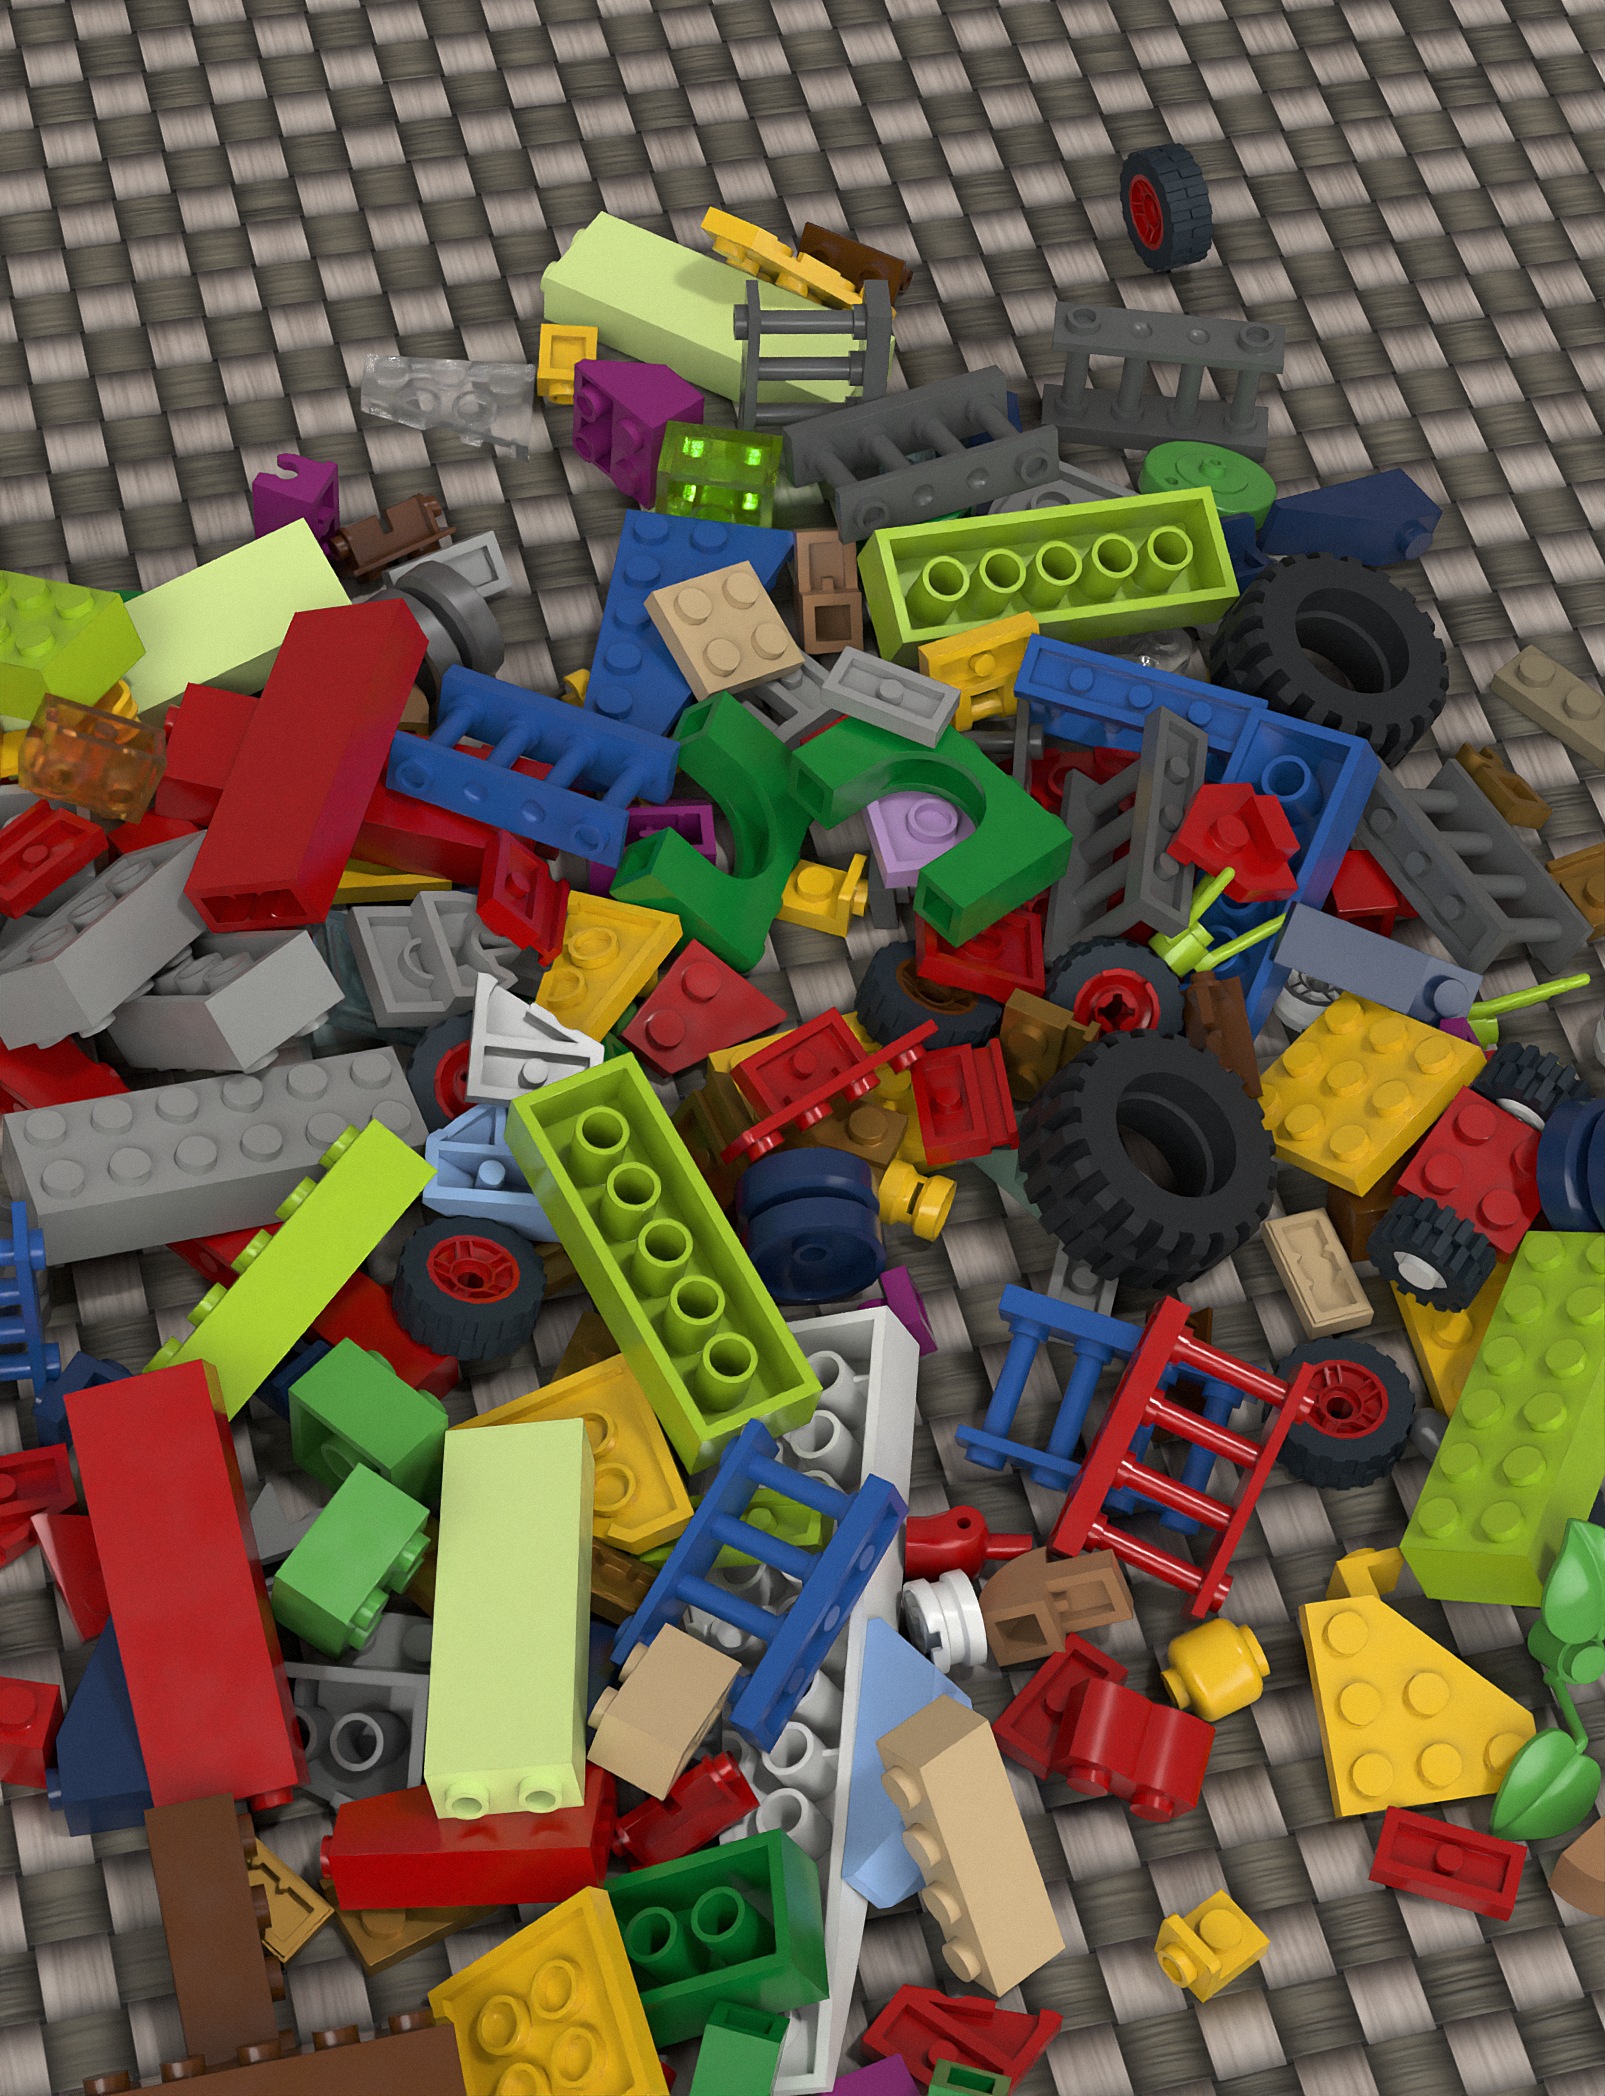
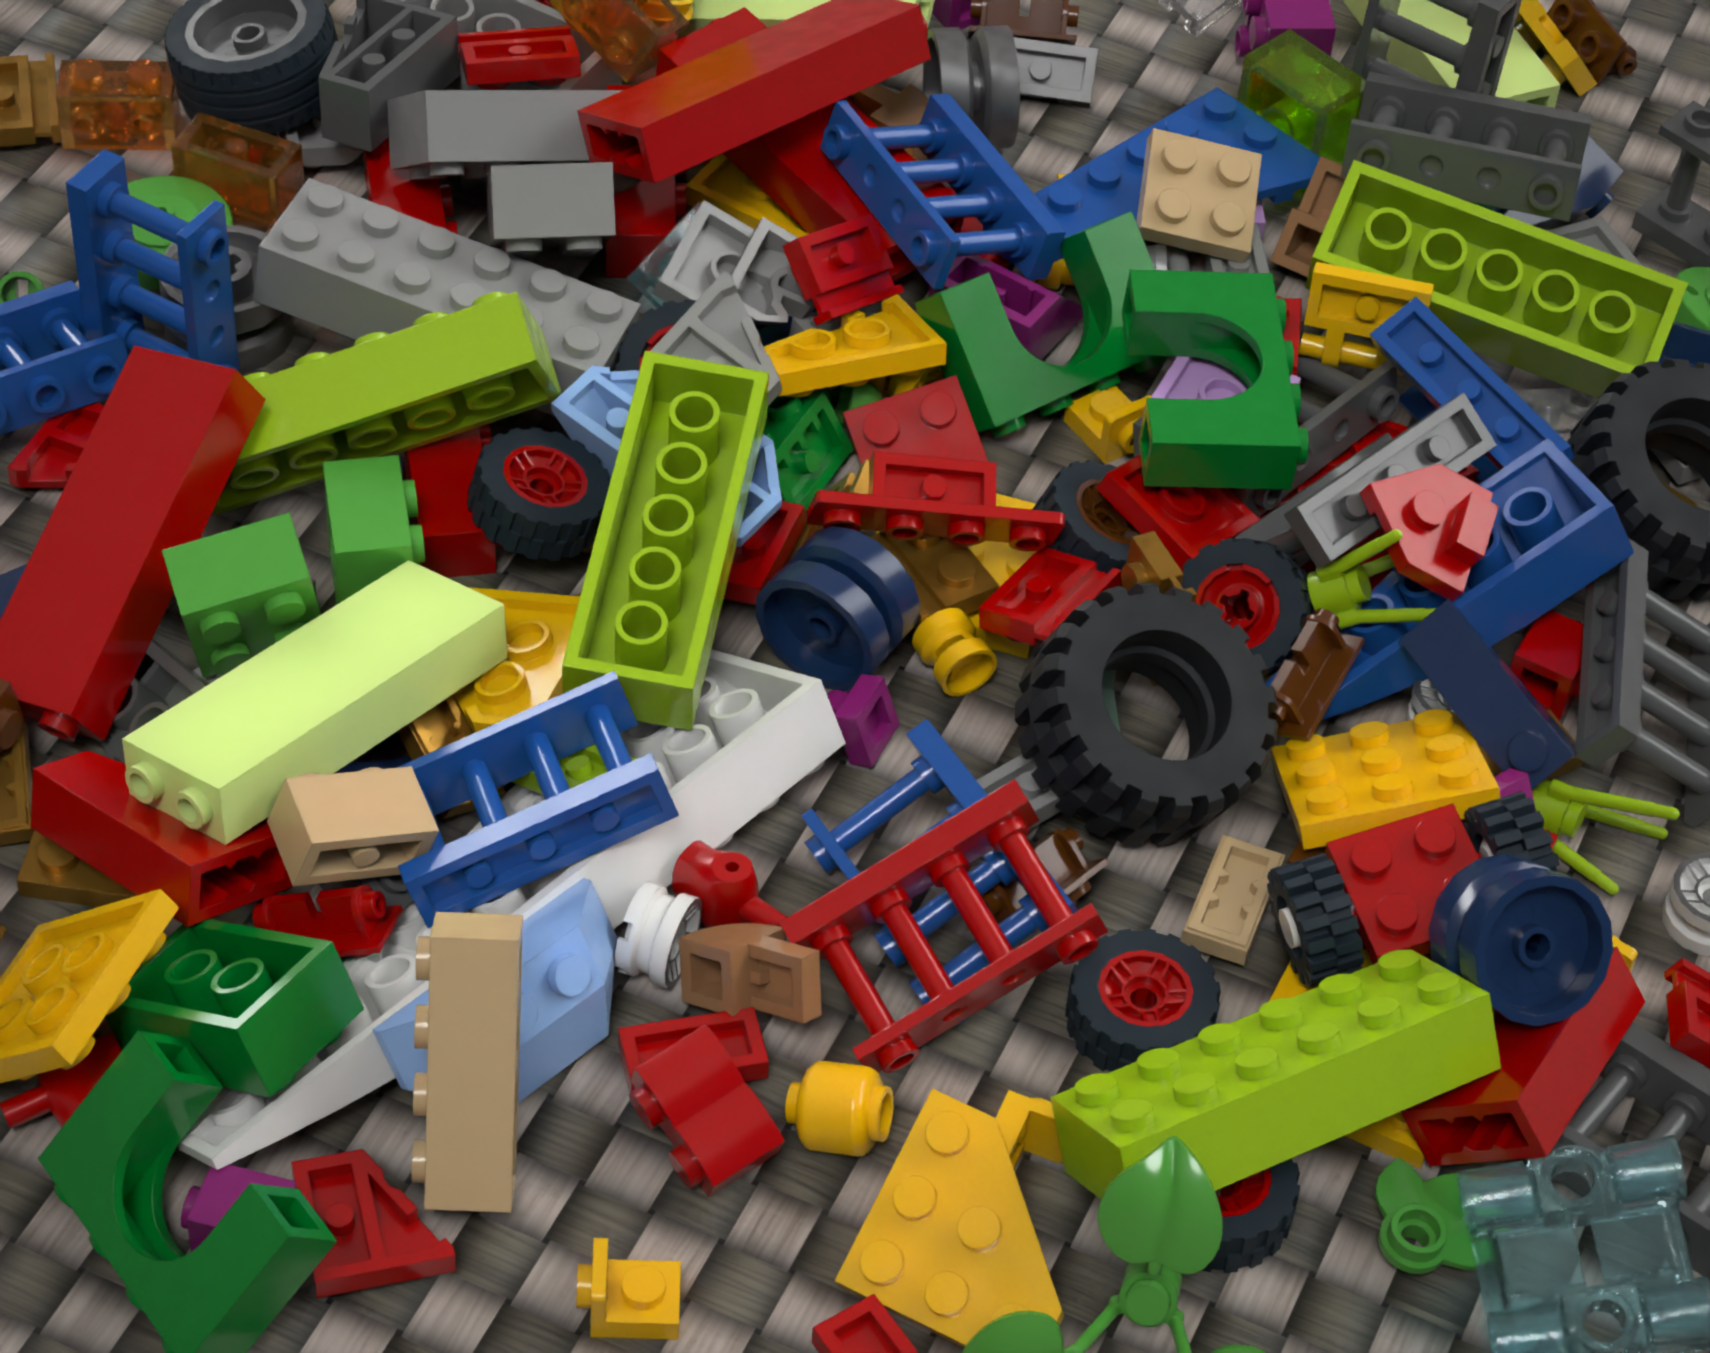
camera: 40 degrees right, 5 degrees down
(890, 696) = (1240, 268): light grey plate -> none

